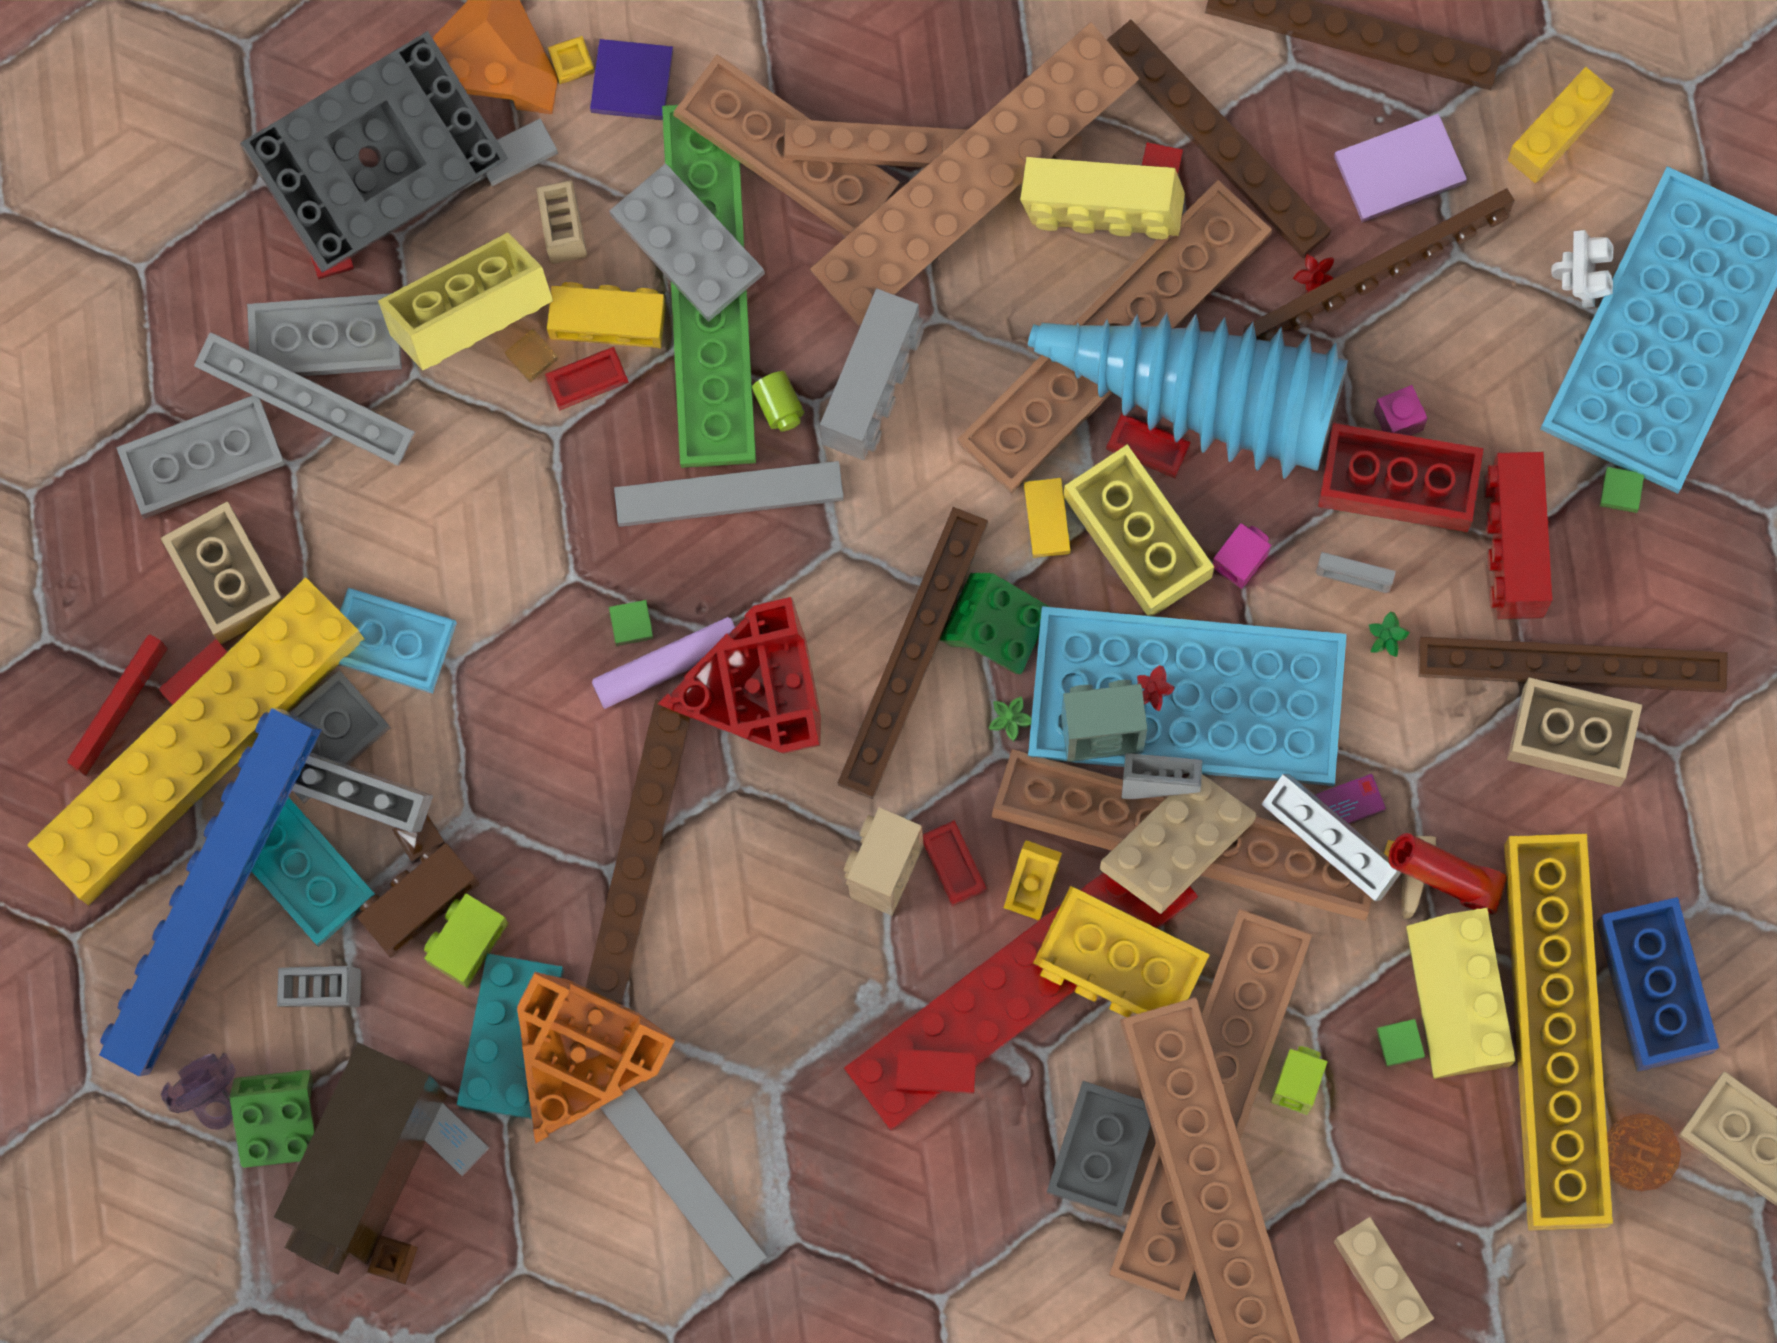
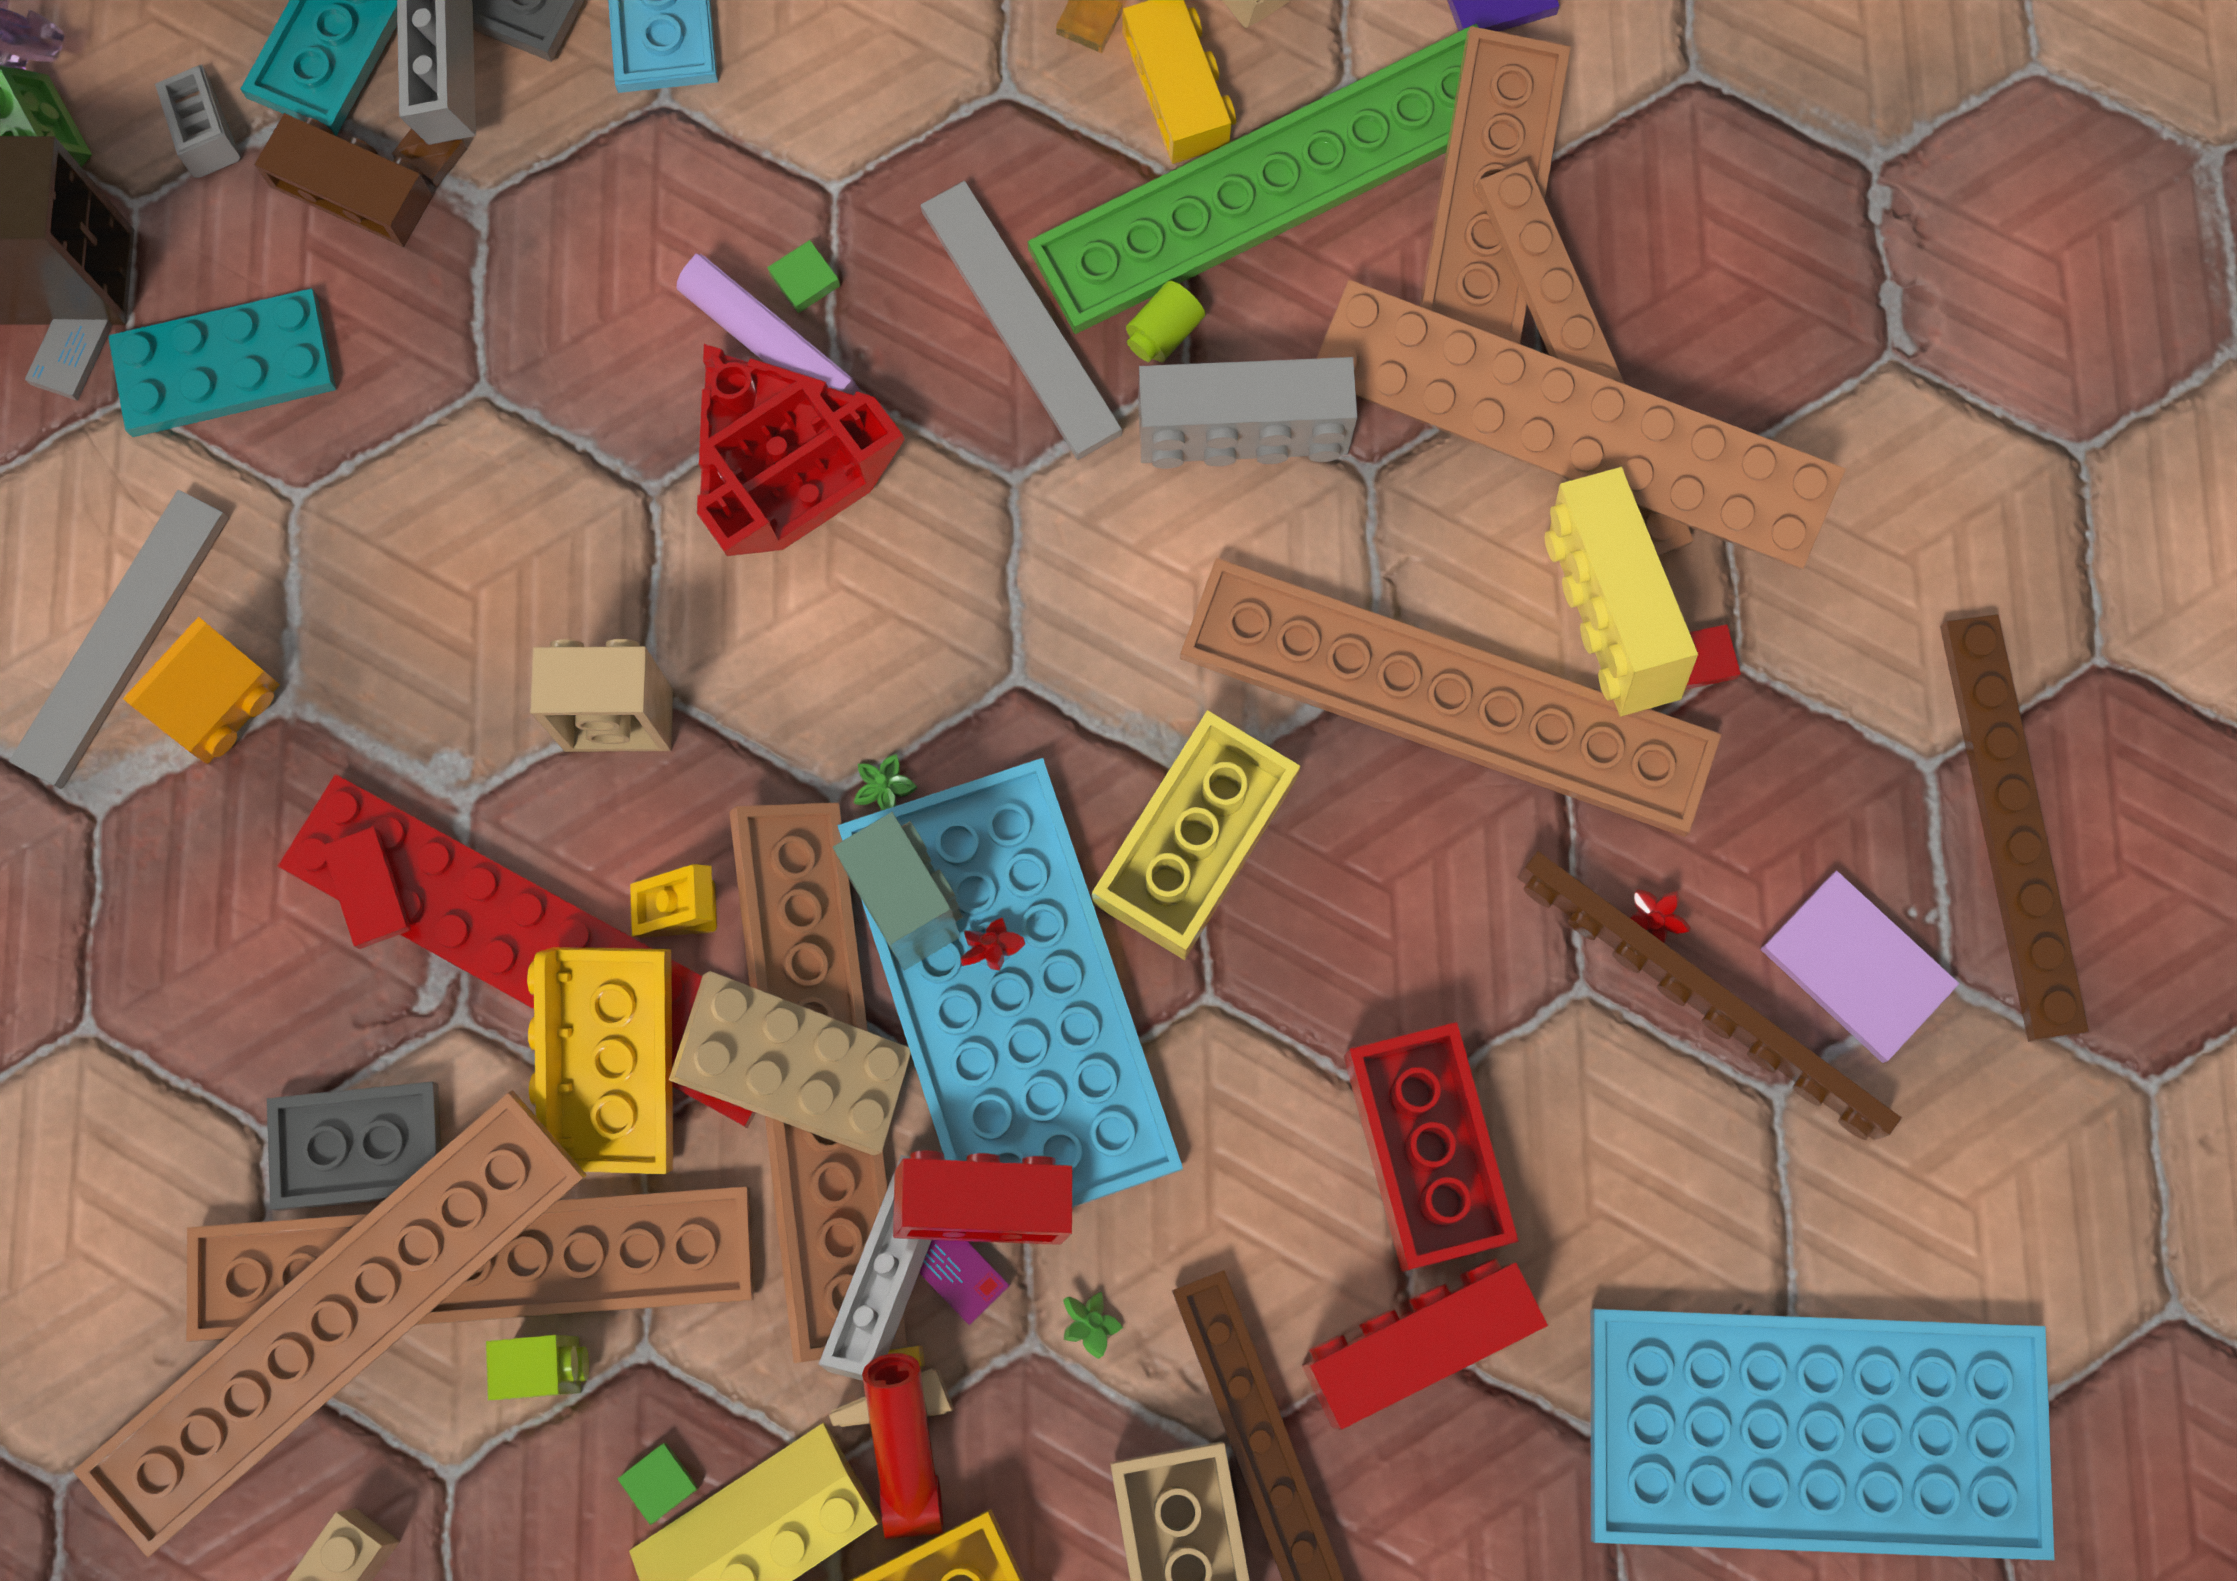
camera: 60 degrees right, 0 degrees up
(465, 939) = (316, 253): lime brick -> none
(581, 1050) = (225, 441): orange wedge -> none
(586, 378) = (1090, 93): red tile -> none
(638, 853) = (506, 412): reddish brown plate -> none
(687, 242) = (1313, 124): light grey plate -> none
(754, 1126) = (202, 692): none -> light orange slope
(912, 653) = (912, 626): reddish brown plate -> none
(953, 863) = (661, 795): red tile -> none
(995, 621) = (997, 711): green bracket -> none
(1047, 517) = (1166, 716): yellow tile -> none
(1146, 776) = (885, 983): light grey slope -> none
(1151, 447) = (1324, 803): red tile -> none
(1212, 382) = (1432, 842): medium azure cone -> none
(1219, 140) = (1777, 714): reddish brown plate -> none
(1242, 554) = (1230, 984): dark pink brick -> none
(1316, 758) = (982, 1199): none -> red brick
(1355, 572) = (1273, 1144): light grey tile -> none
(1389, 634) = (1209, 1225): green plant -> none
(1401, 412) = (1519, 1110): dark pink brick -> none
(1418, 734) = (1090, 1324): none -> bright green plant
(1560, 125) = (2029, 1154): yellow brick -> none
(1578, 268) = (1839, 1267): white hips -> none
(1621, 489) = (1559, 1459): bright green tile -> none

